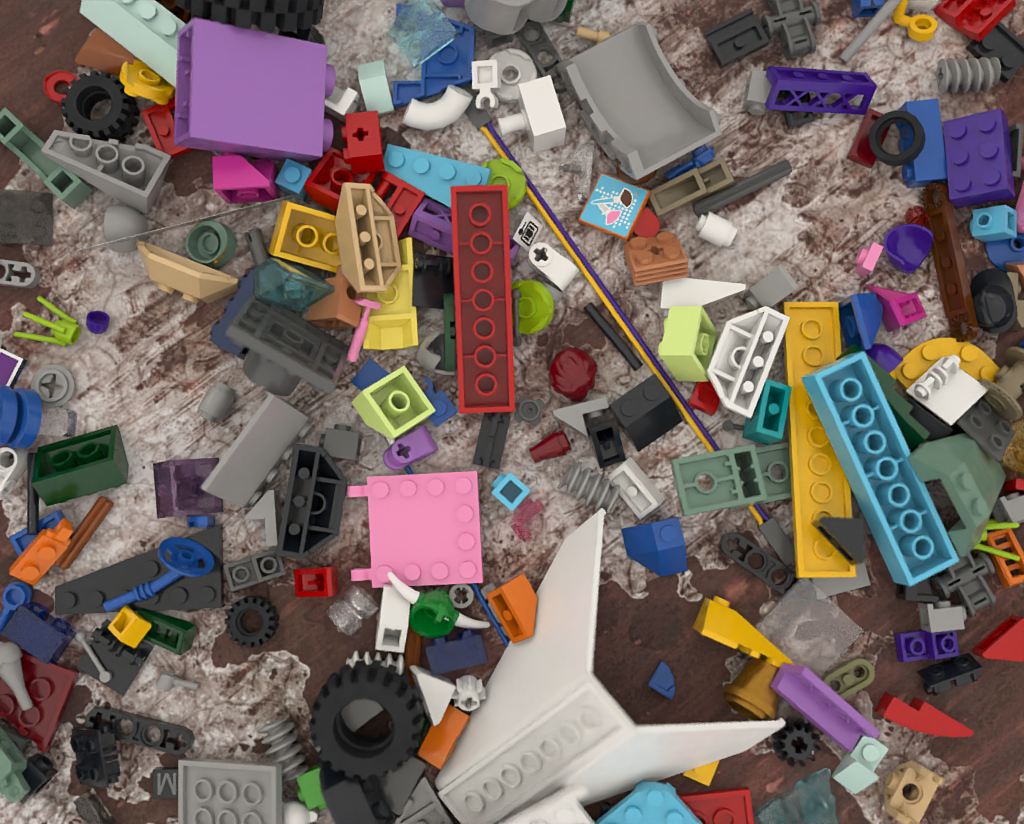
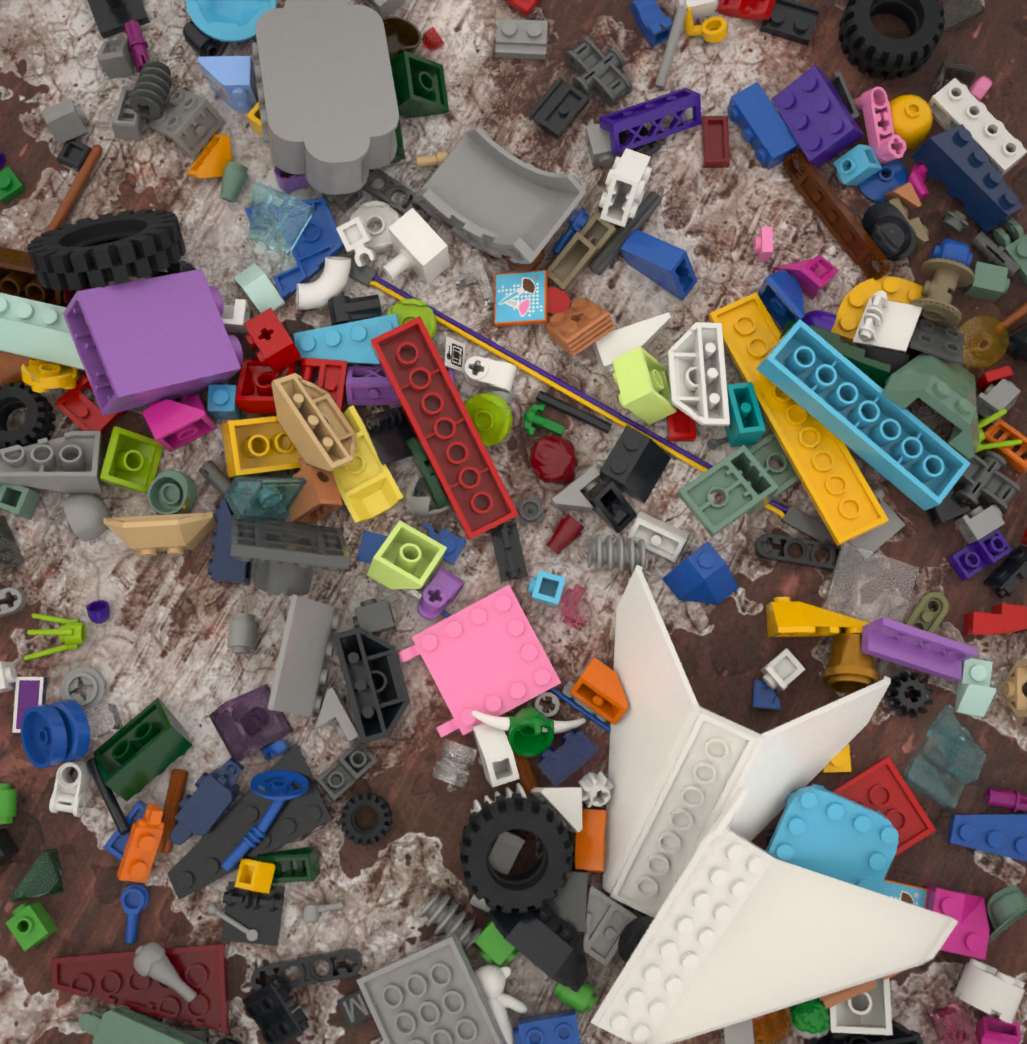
camera: 25 degrees left, 5 degrees down
(39, 632) = (171, 922): clear blue brick -> none
(117, 542) = (208, 803): none -> dark blue hinge
(185, 195) = (131, 460): none -> lime slope
(185, 224) = (140, 486): light grey sticker -> none
(316, 581) = (408, 754): red slope -> none
(360, 332) = (346, 512): bright pink piece -> none
(449, 145) = (347, 309): none -> black piece
(515, 295) = (472, 412): dark grey hinge -> none
(571, 323) = (531, 417): none -> green piece
(690, 665) = (781, 670): none -> white bracket
(715, 229) = (619, 278): white brick -> none
(760, 232) = (660, 262): none -> blue slope
(761, 145) = (625, 187): none -> white brick
(771, 289) = (693, 306): light grey slope -> none
(844, 535) = (860, 487): black slope -> none
(885, 121) = (723, 118): black tyre -> none
(907, 246) = (793, 217): dark purple helmet -> none
(917, 215) = (788, 190): clear red hinge -> none
(964, 72) = (772, 50): light grey piece -> none

